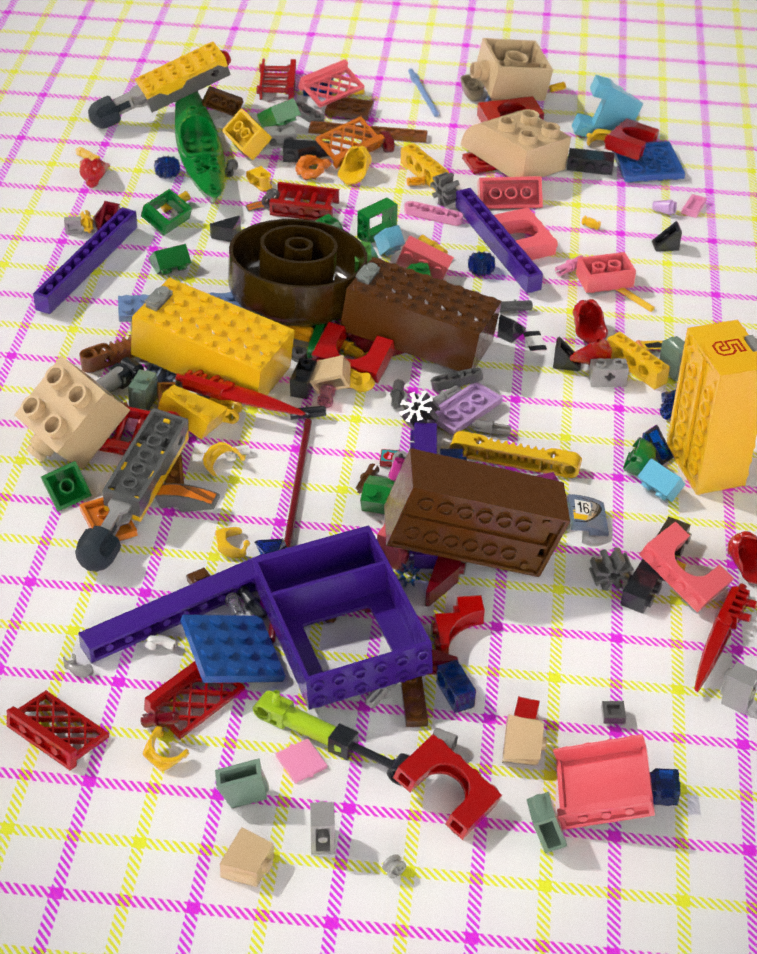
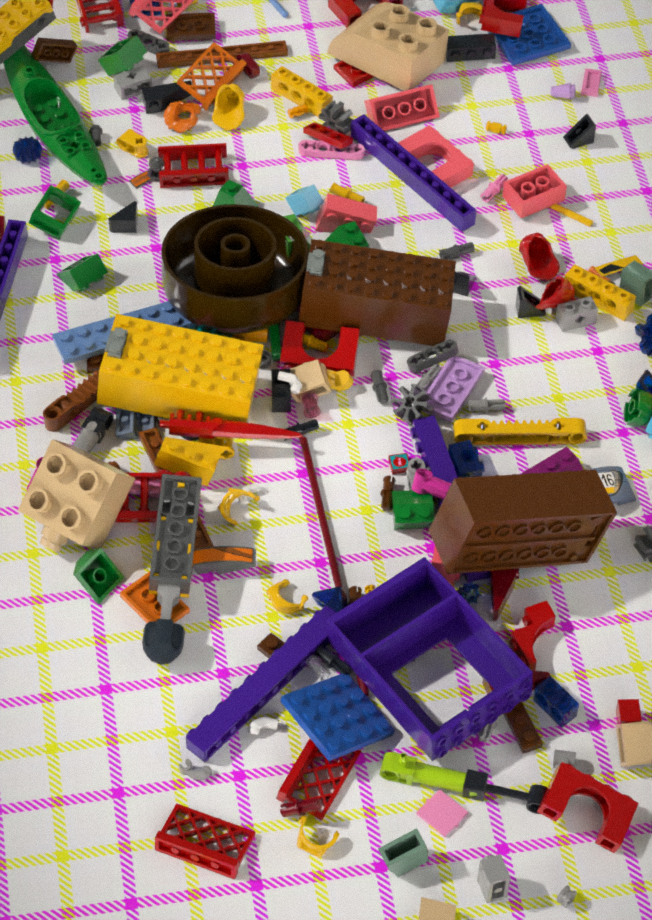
camera: 15 degrees left, 10 degrees up
(143, 390) = (127, 445): sand green torso -> none
(247, 134) = (99, 90): yellow brick -> none
(314, 368) = (292, 379): none -> white arm
(385, 207) = (281, 176): green window -> none
(434, 201) = (328, 135): none -> red tile
(481, 263) = (405, 206): clear blue gear -> none
(534, 340) = (489, 288): sticker -> none

